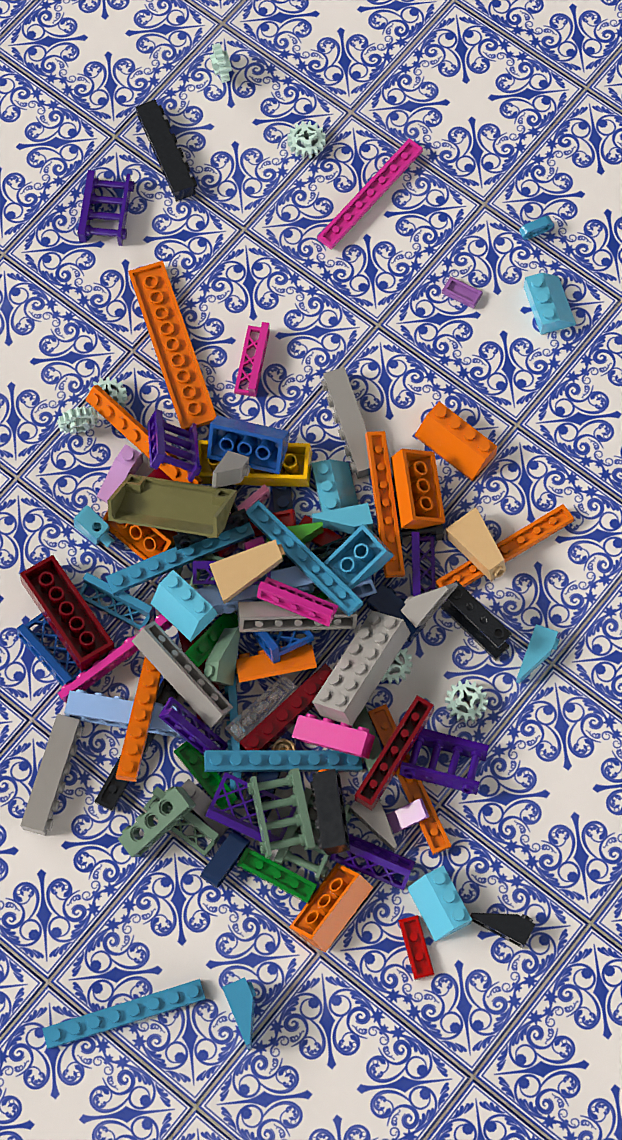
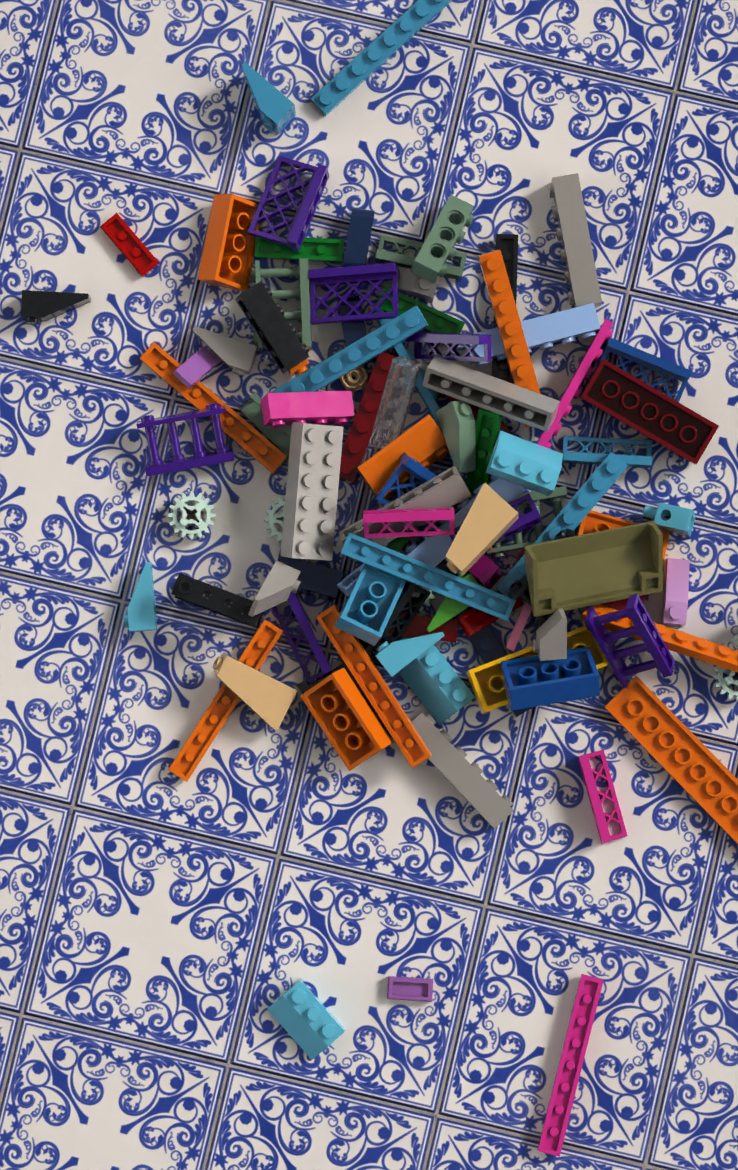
camera: 155 degrees right, 15 degrees up
(255, 902) = (307, 207): none -> dark purple fence
(296, 800) = (300, 305): sand green fence -> none
(306, 139) = (686, 1093): light aqua gear -> none
(374, 856) = (207, 314): dark purple fence -> none
(394, 753) = (235, 415): dark red brick -> none
(439, 903) = (125, 296): medium azure slope -> none
(456, 441) = (334, 800): orange slope -> none
(536, 227) = (362, 1108): dark azure beam -> none

